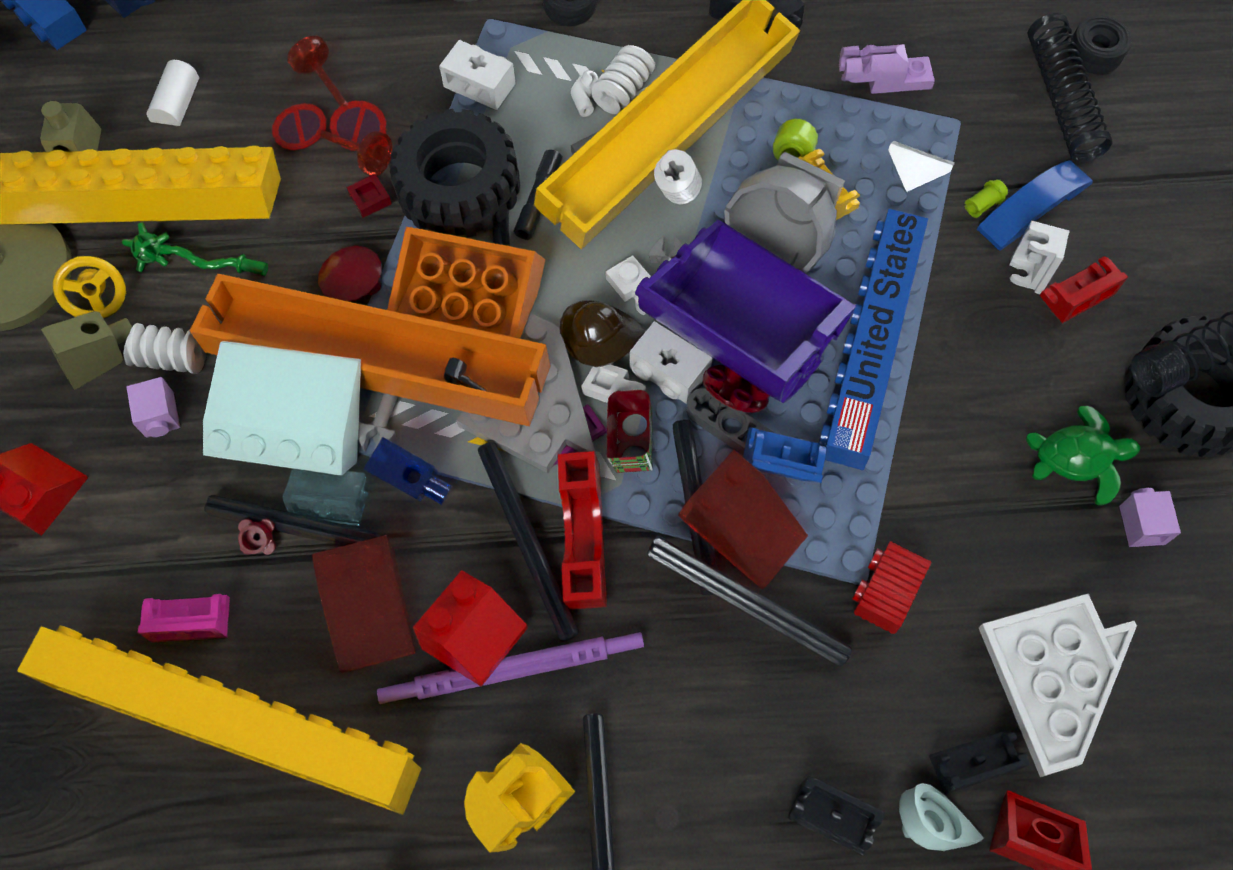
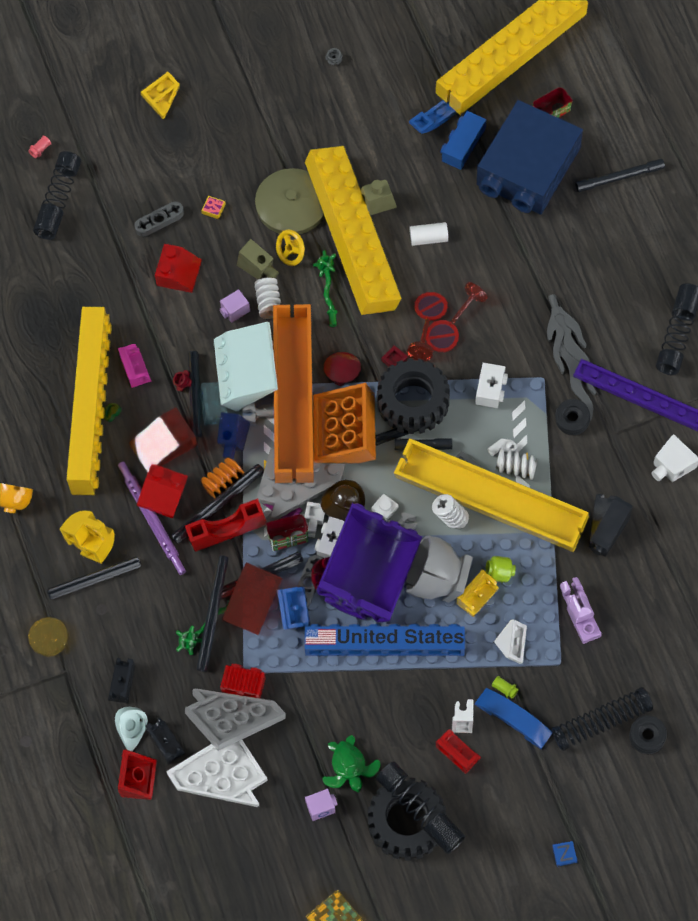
camera: 75 degrees right, 0 degrees up
(263, 682) = (112, 410): none -> dark green piece
(455, 373) = (289, 436): black hand -> none
(477, 518) = (221, 476): none -> orange piece
(781, 660) = (188, 639): none -> green piece
(960, 626) = (231, 717): none -> light grey wing

